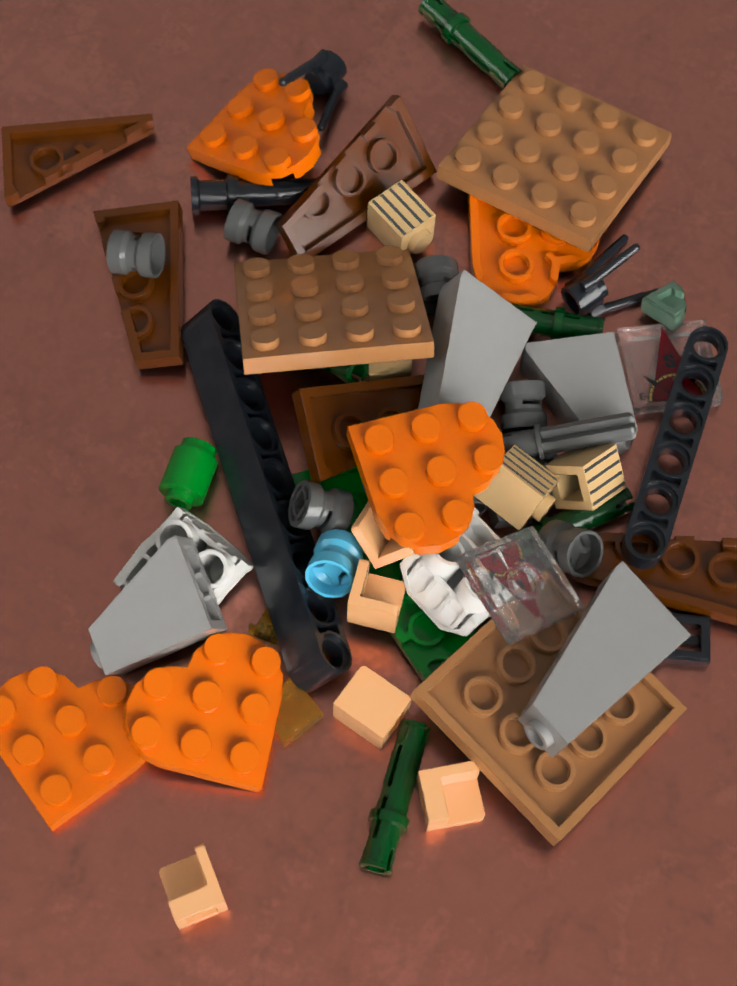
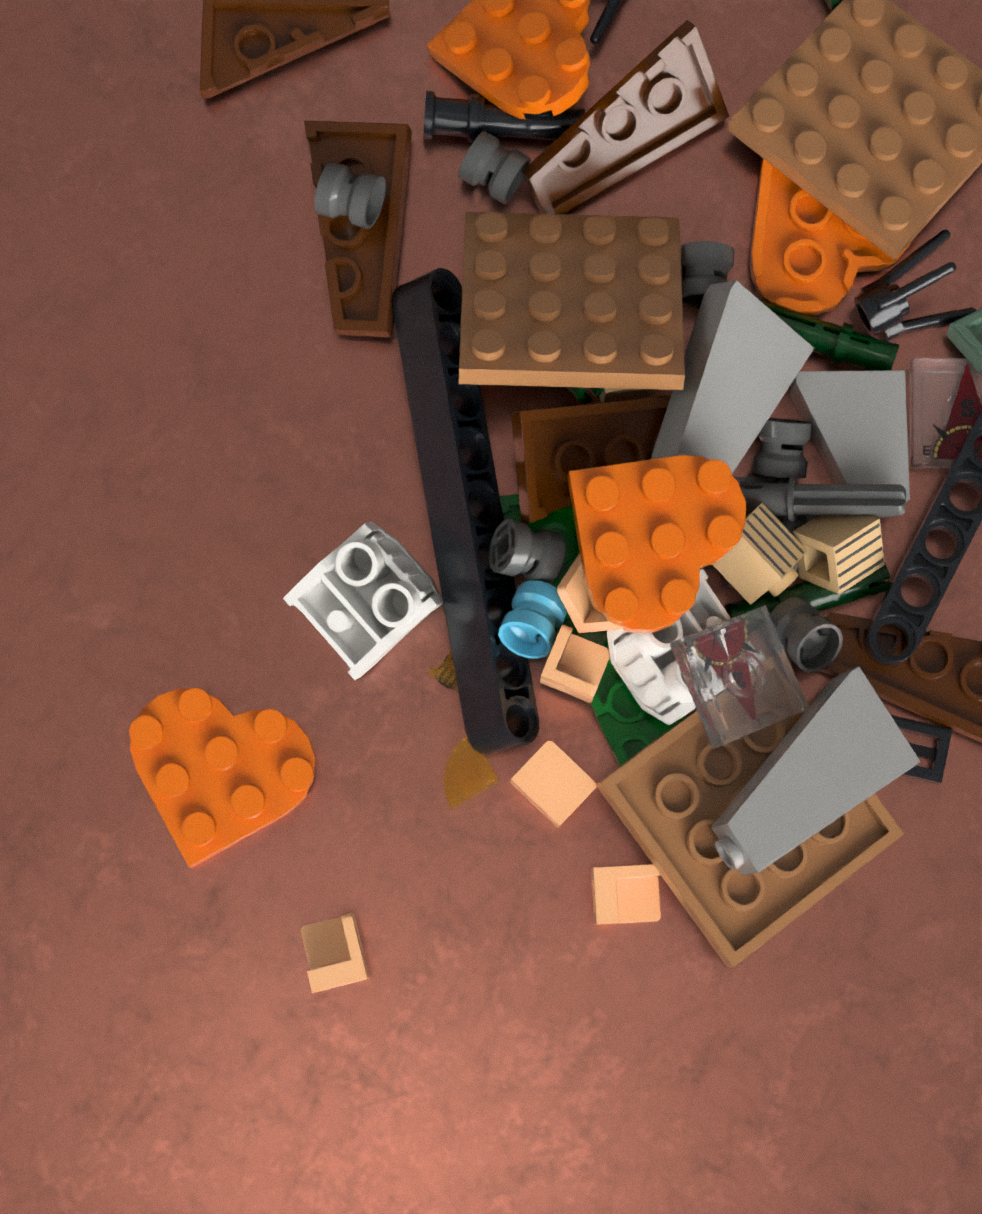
camera: 10 degrees right, 15 degrees up
(157, 611) = (331, 649): light grey slope -> none
(189, 473) = (382, 478): green brick -> none
(211, 715) = (378, 767): orange plate -> none
(389, 816) = (560, 896): dark green pin -> none
(401, 219) = (675, 182): tan brick -> none

